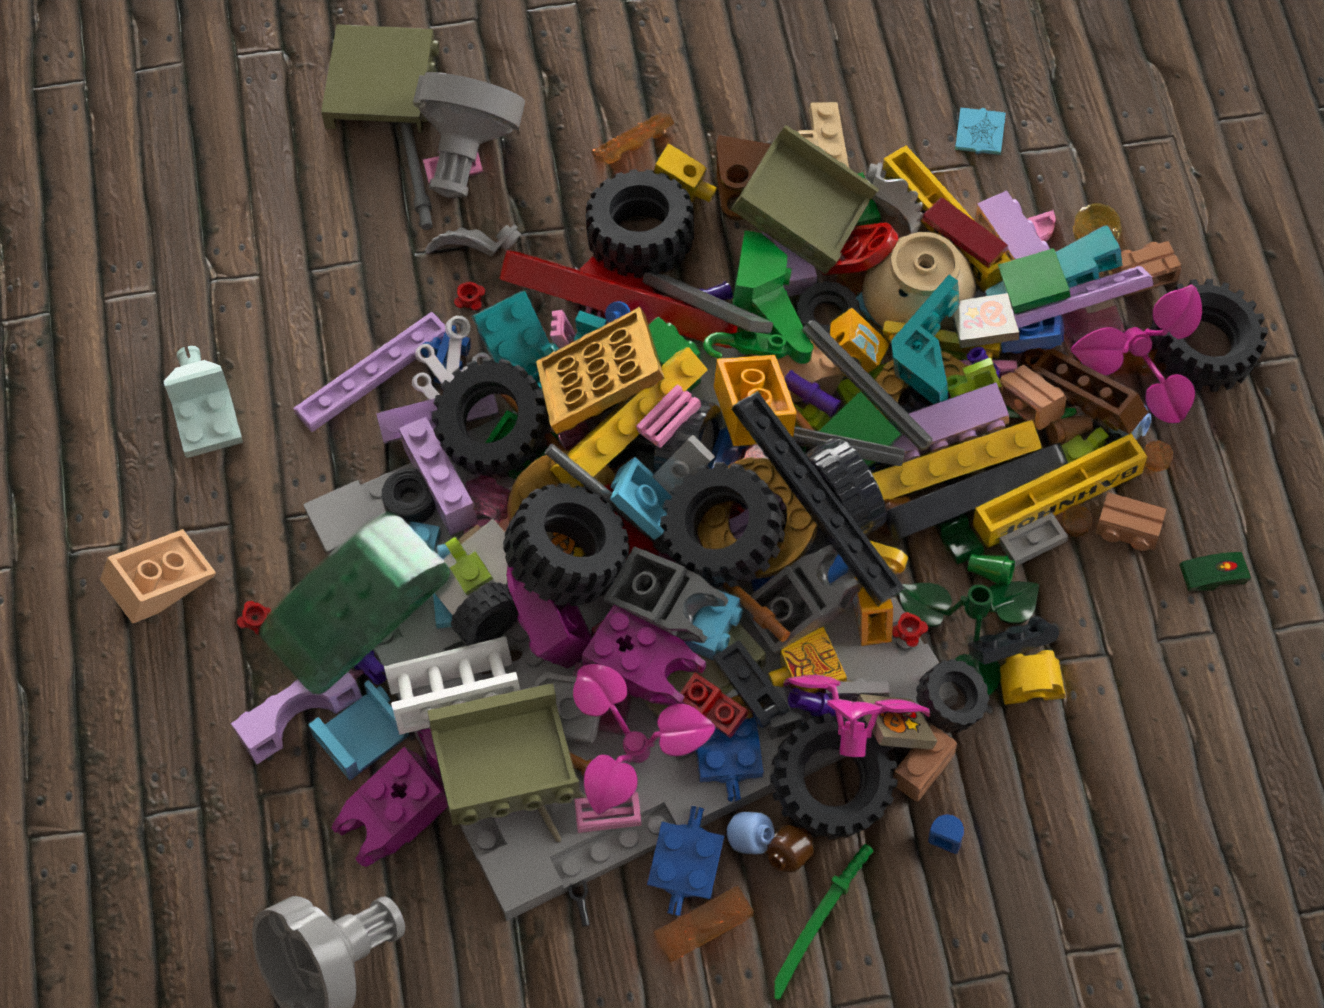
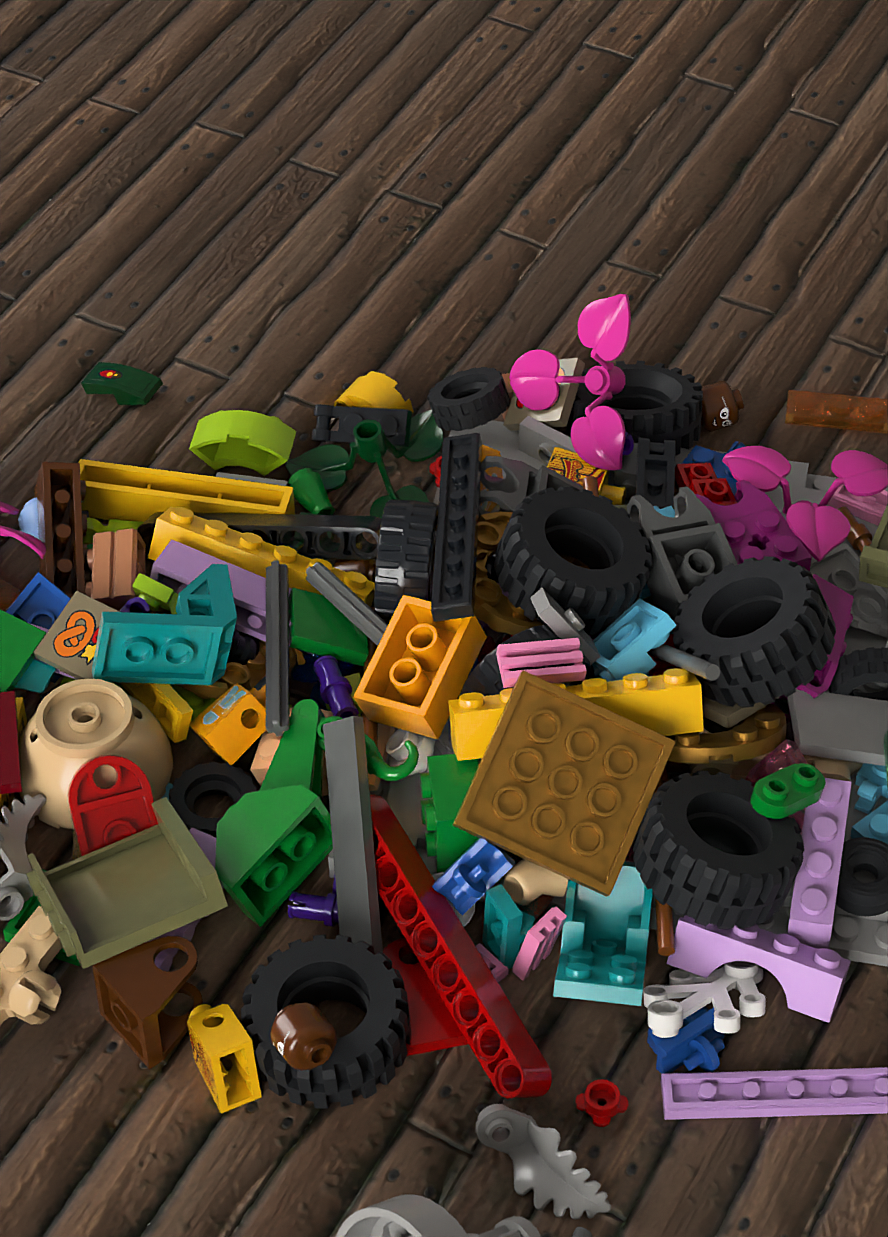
camera: 145 degrees left, 15 degrees down
(469, 569) = (865, 719): lime plate -> none
(472, 463) = (787, 791): none -> green plate
(625, 171) = (303, 1033): none -> reddish brown head
(633, 138) = (219, 1162): clear orange plate -> none
(685, 860) = (818, 441): blue plate -> none
(750, 832) = (743, 425): light blue head -> none
(839, 886) = (746, 359): green sword -> none
(947, 833) = (567, 342): blue brick -> none
(1066, 577) = (243, 440): none -> lime brick
(1130, 522) = (145, 445): nougat brick -> none

